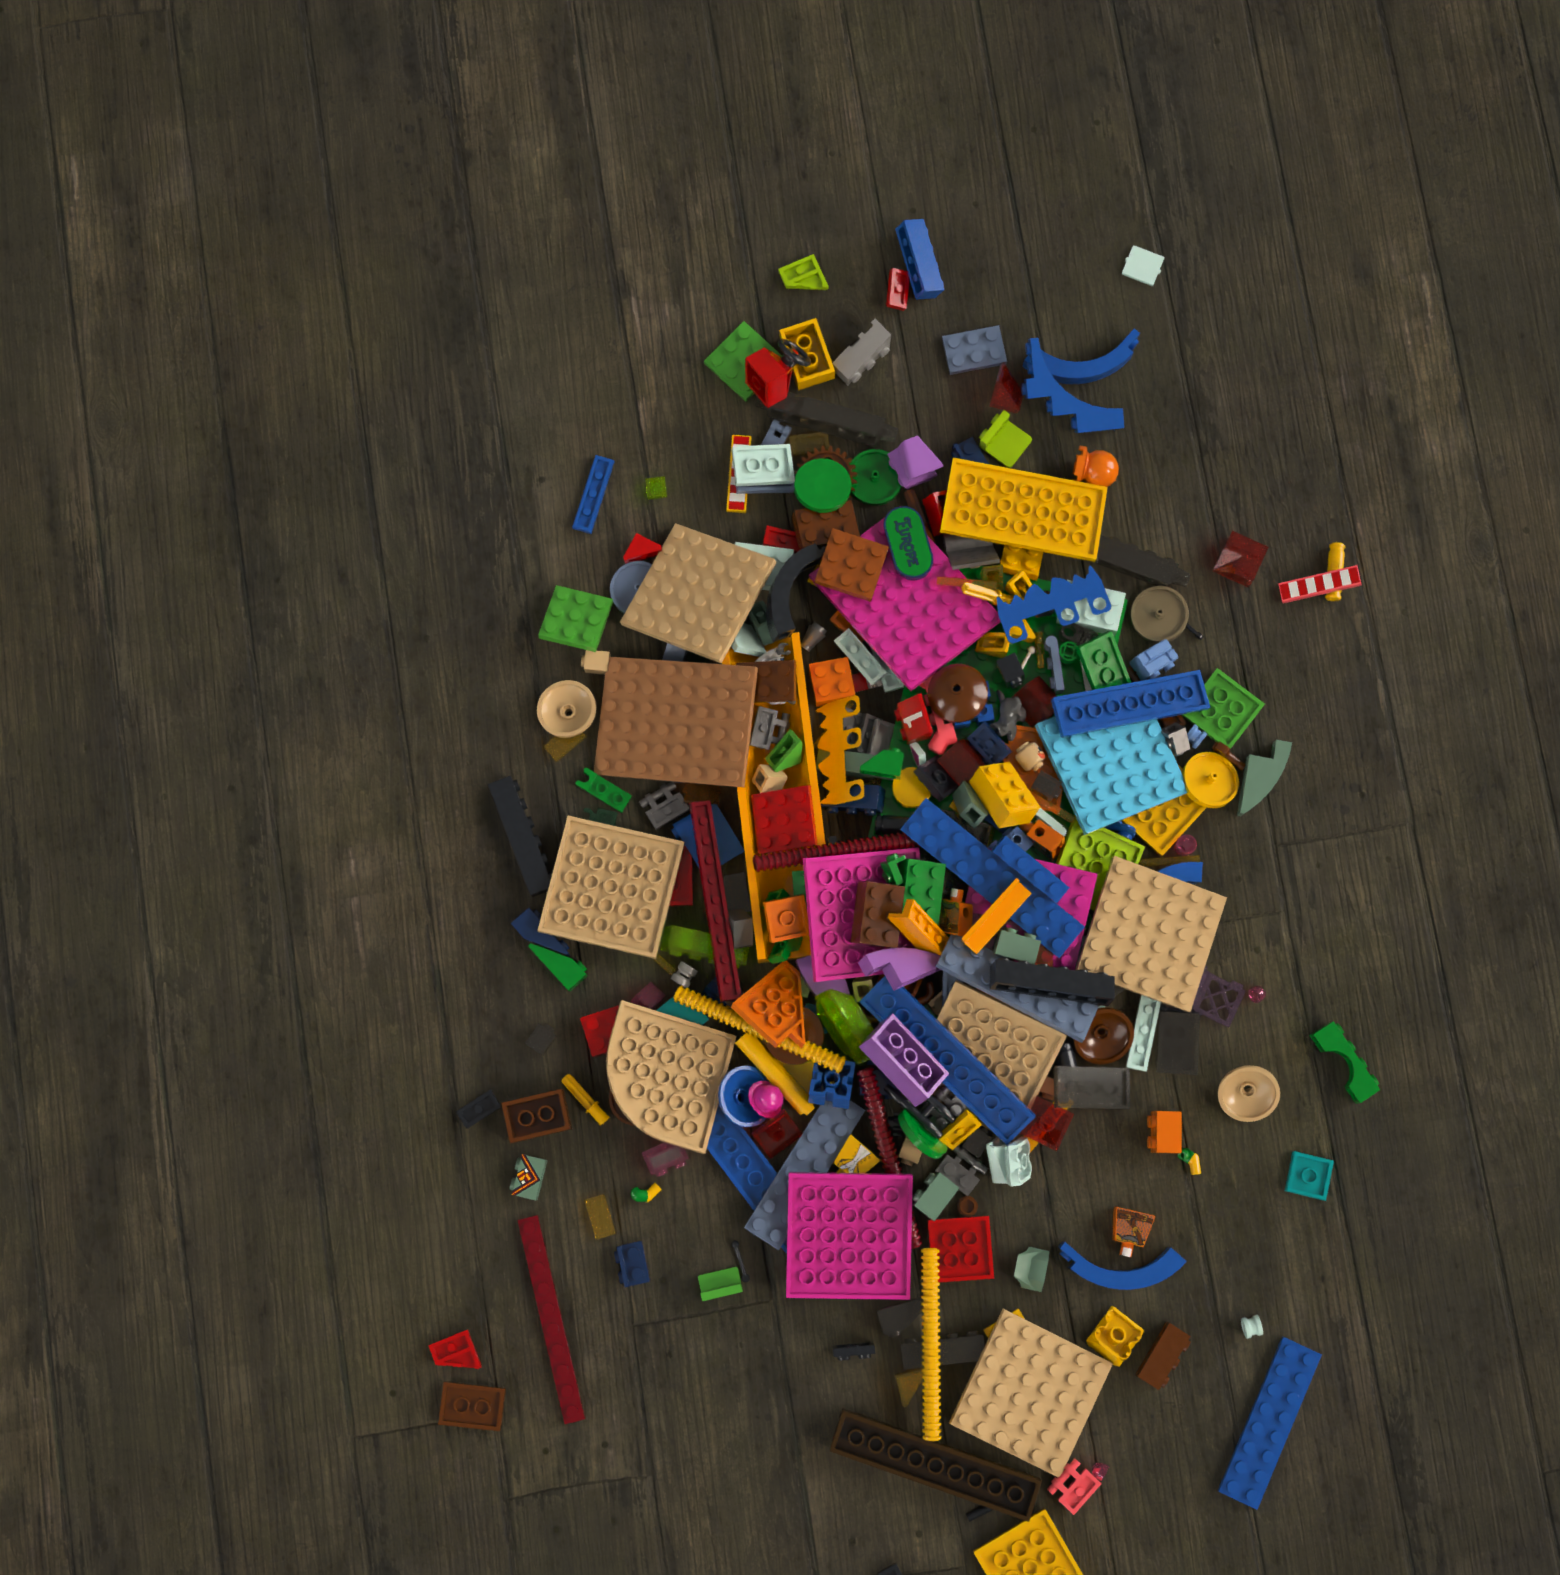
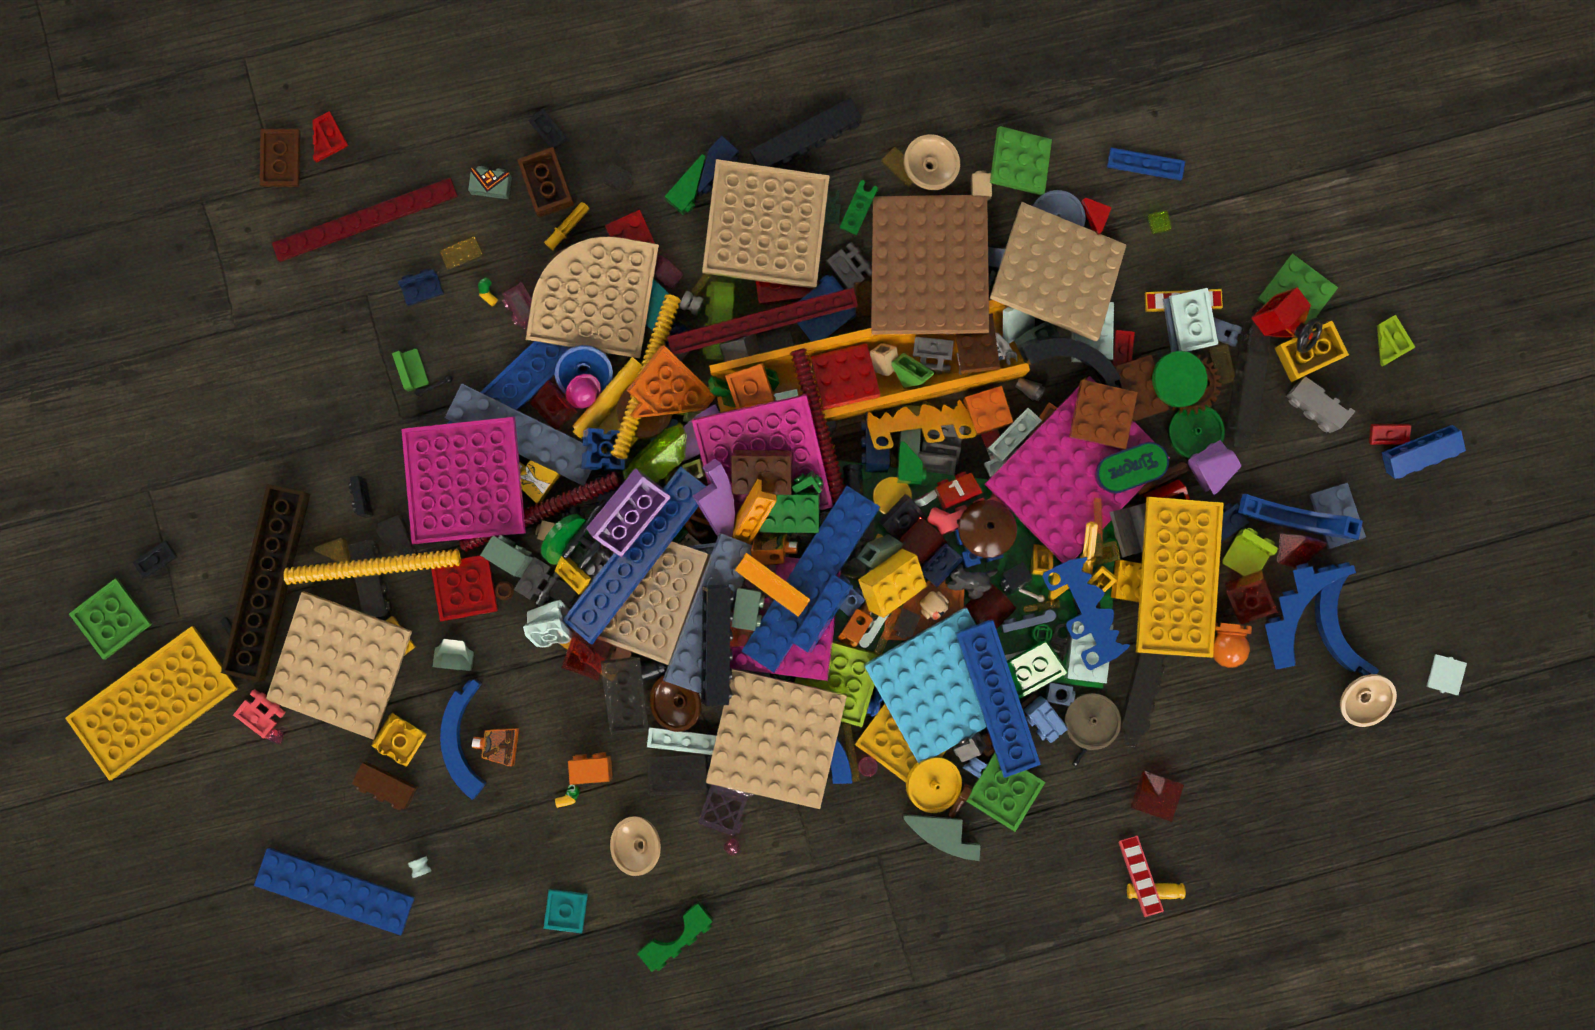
camera: 80 degrees right, 5 degrees up
(975, 384) = (1300, 519): none -> blue arch
(1049, 443) = (1251, 597): none -> clear red slope
(1126, 651) = (1051, 691): none -> sand blue brick
(1163, 342) = (1368, 700): none -> tan dish

